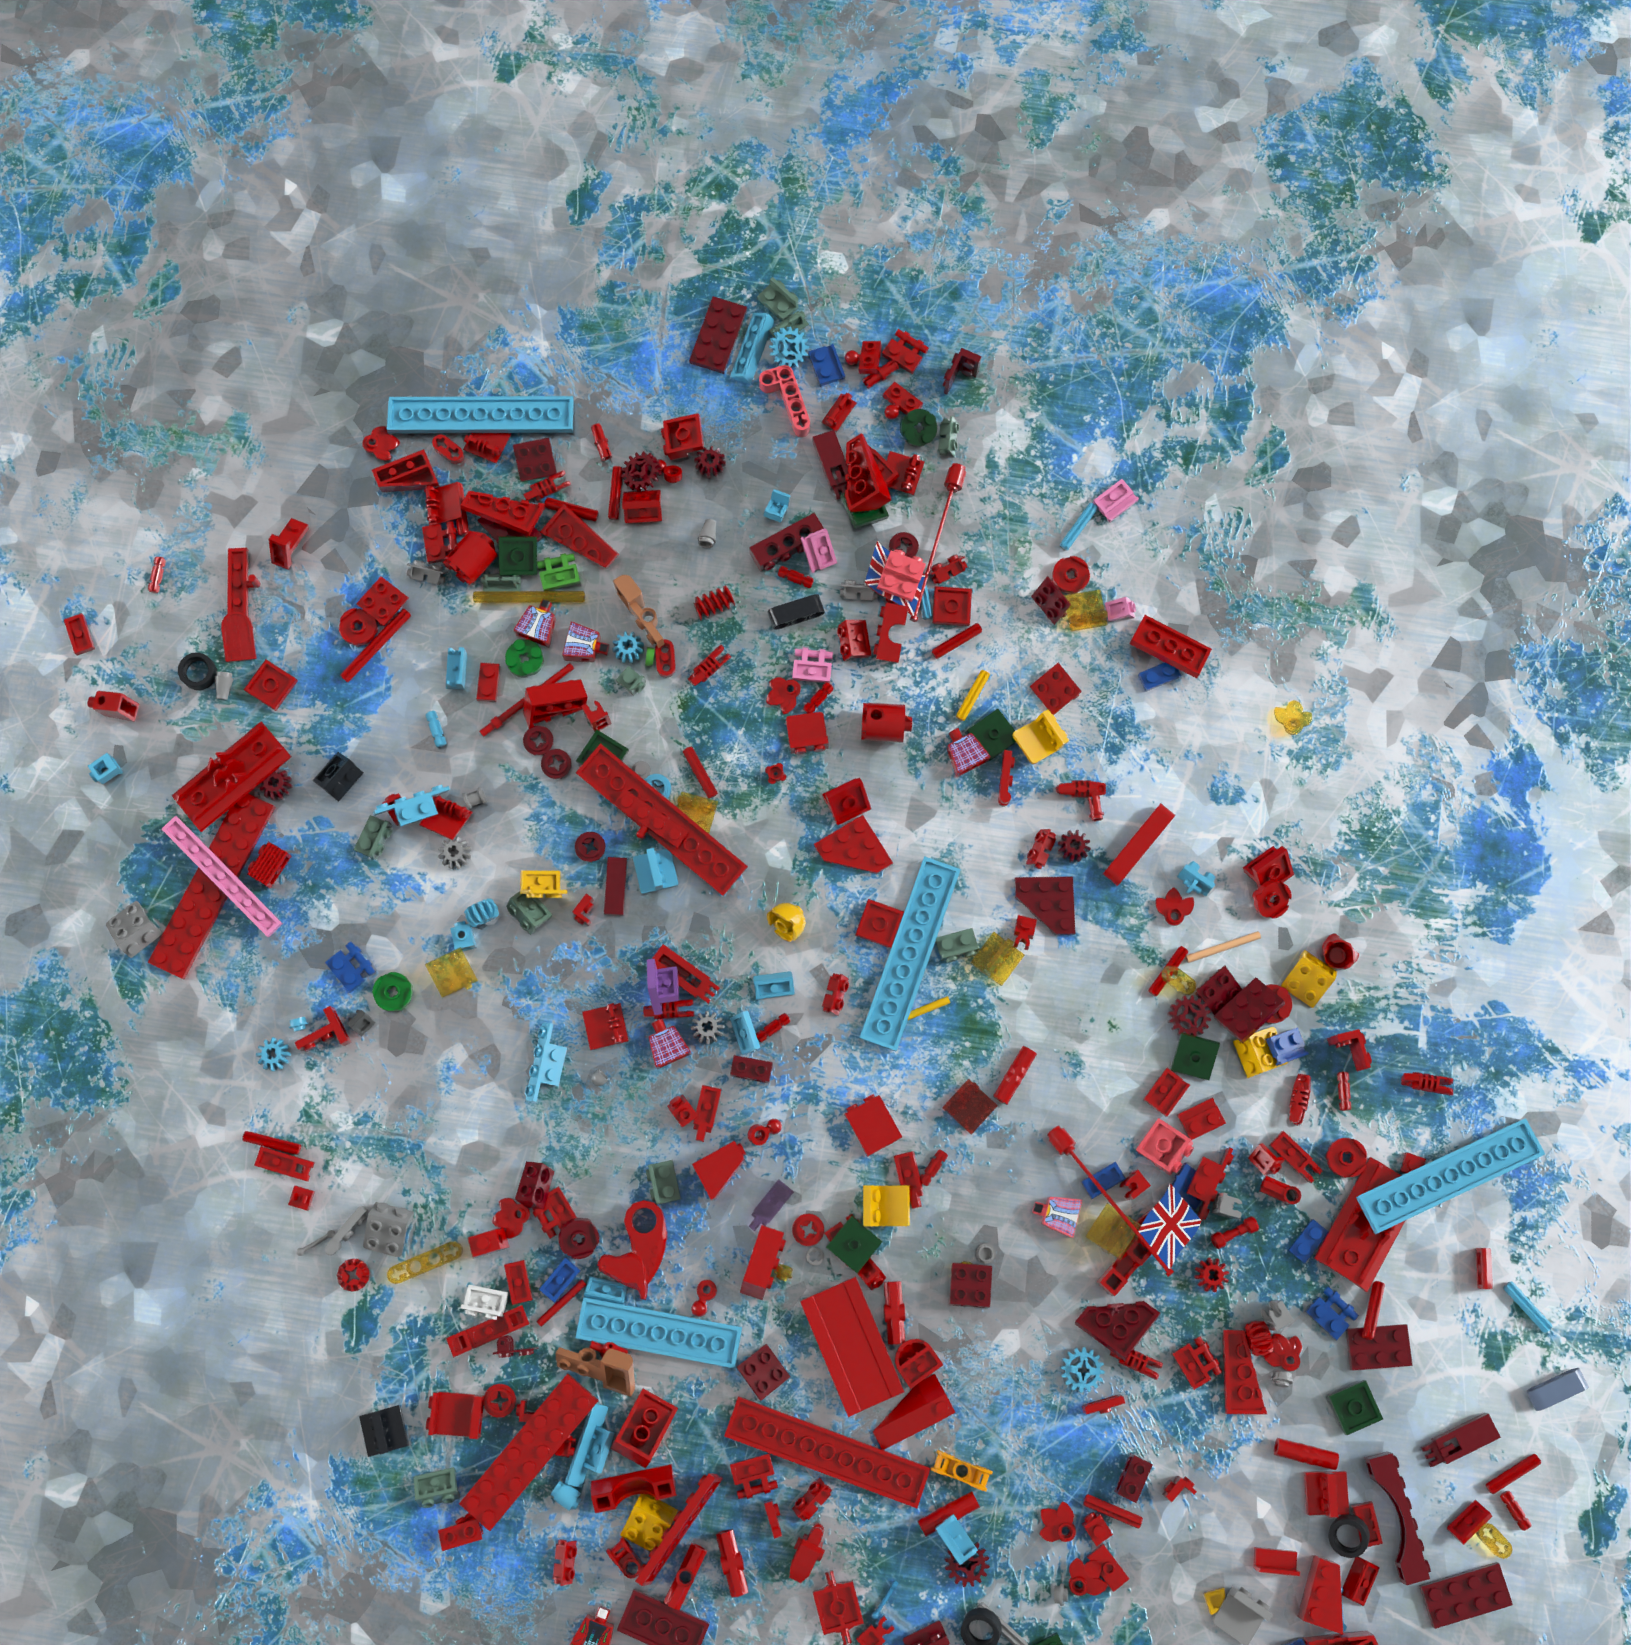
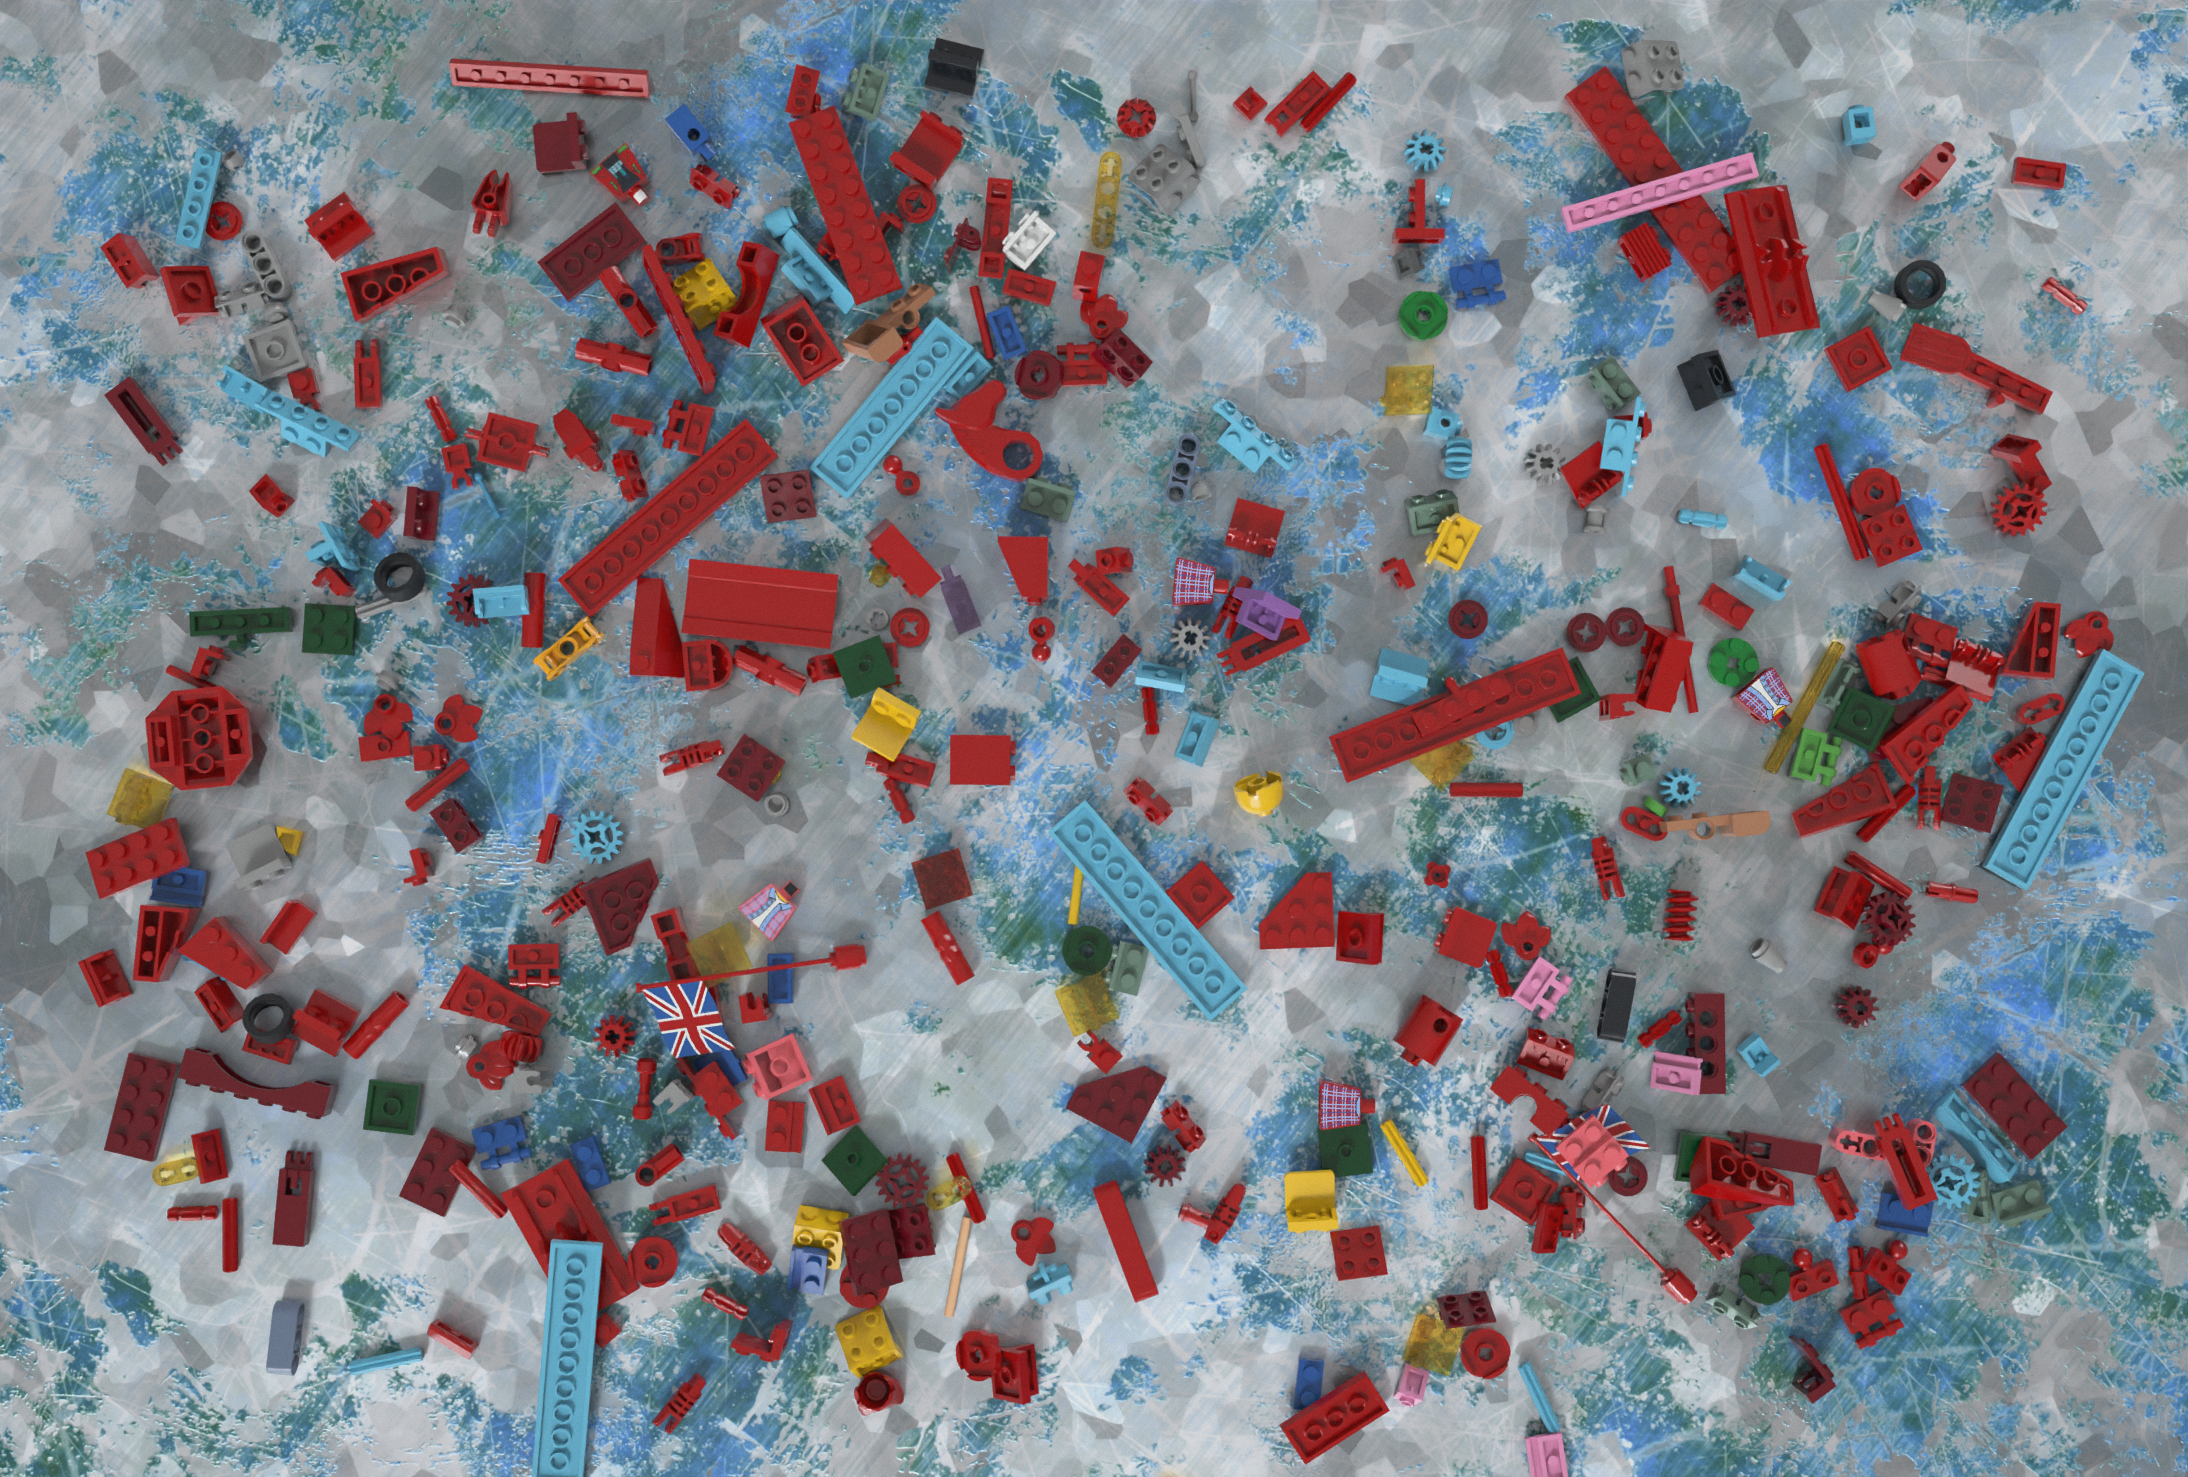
camera: 115 degrees right, 10 degrees up
(315, 522) = (2029, 507): none -> red gear
(530, 1610) = (684, 125): none -> blue torso
(581, 1097) = (1184, 458): none -> sand blue beam
(583, 644) = (1711, 738): torso -> none
(615, 886) = (1406, 623): dark red tile -> none
(682, 436) = (1906, 991): red plate -> none
(798, 377) = (1907, 1168): none -> red hinge
(966, 969) = (1095, 962): none -> dark green plate
(967, 578) = (1547, 1227): none -> red plate
(986, 1334) = (691, 756): none -> red hinge
(1006, 779) = (1285, 1133): red plate -> none
(1266, 1160) = (700, 1169): red bracket -> none

